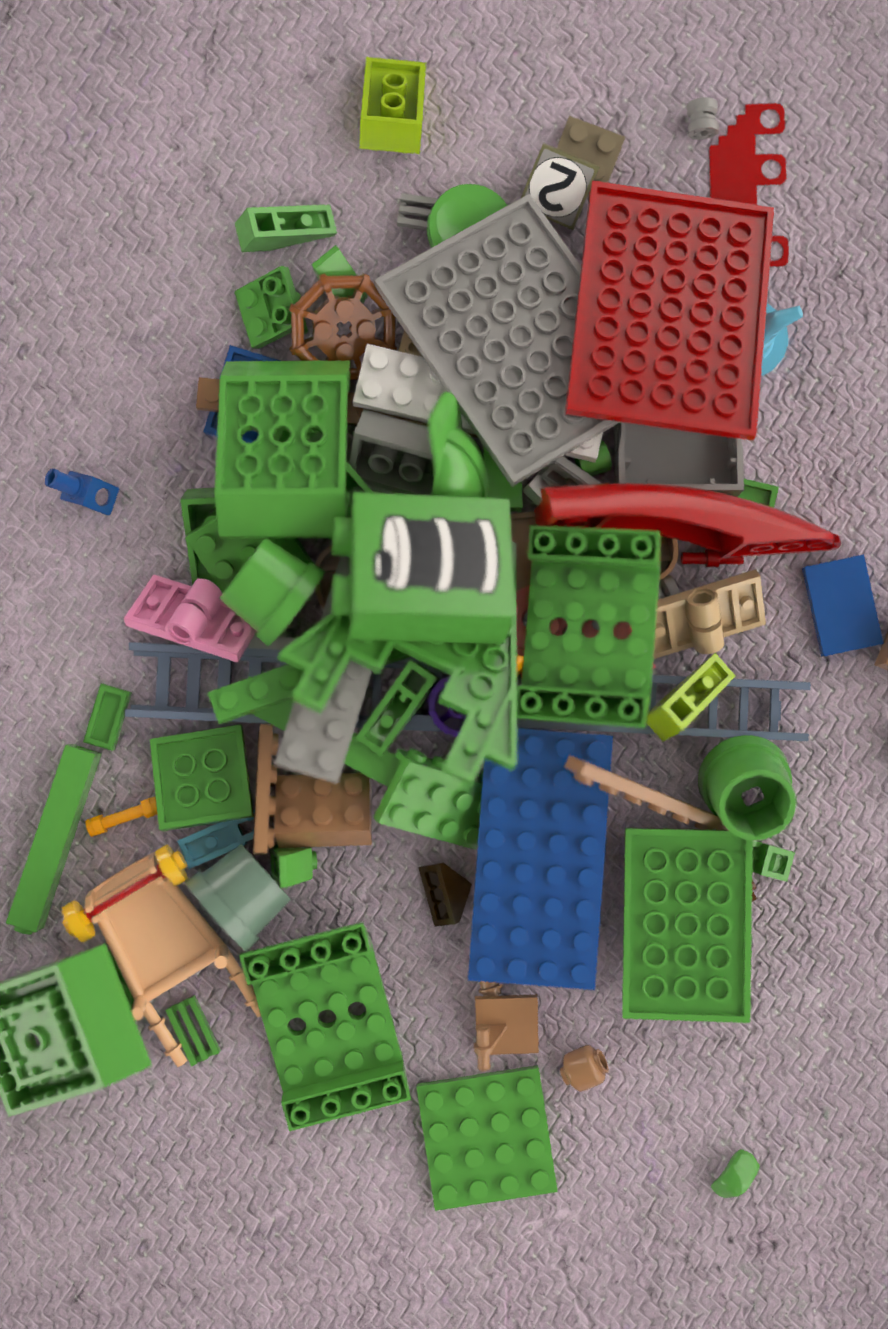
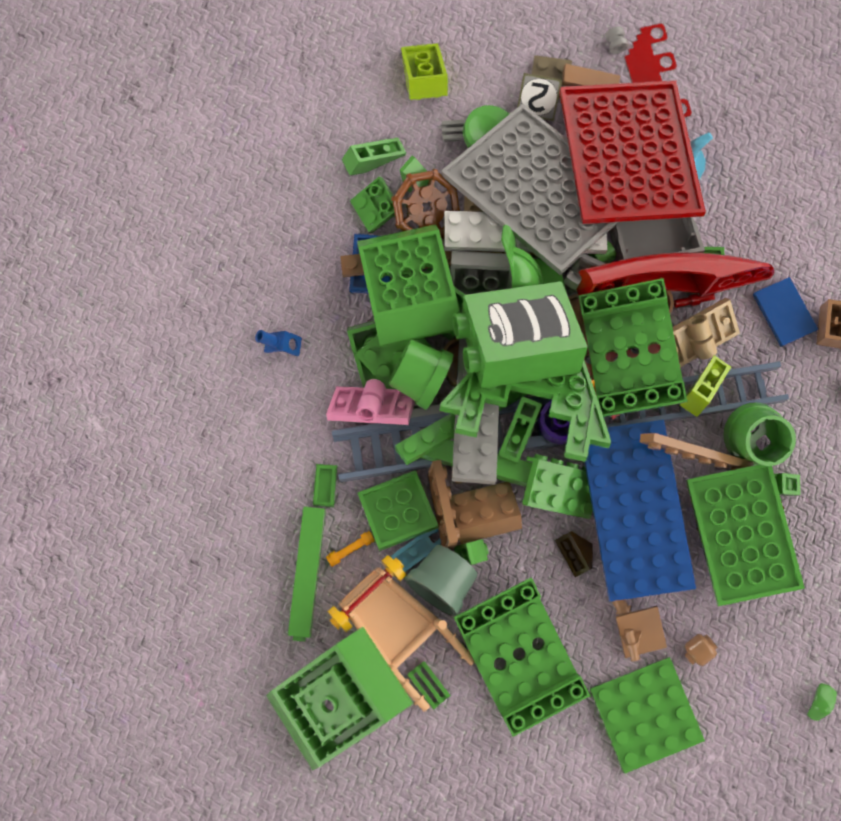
camera: 10 degrees left, 10 degrees down
(639, 171) = (582, 76): none -> medium nougat tile

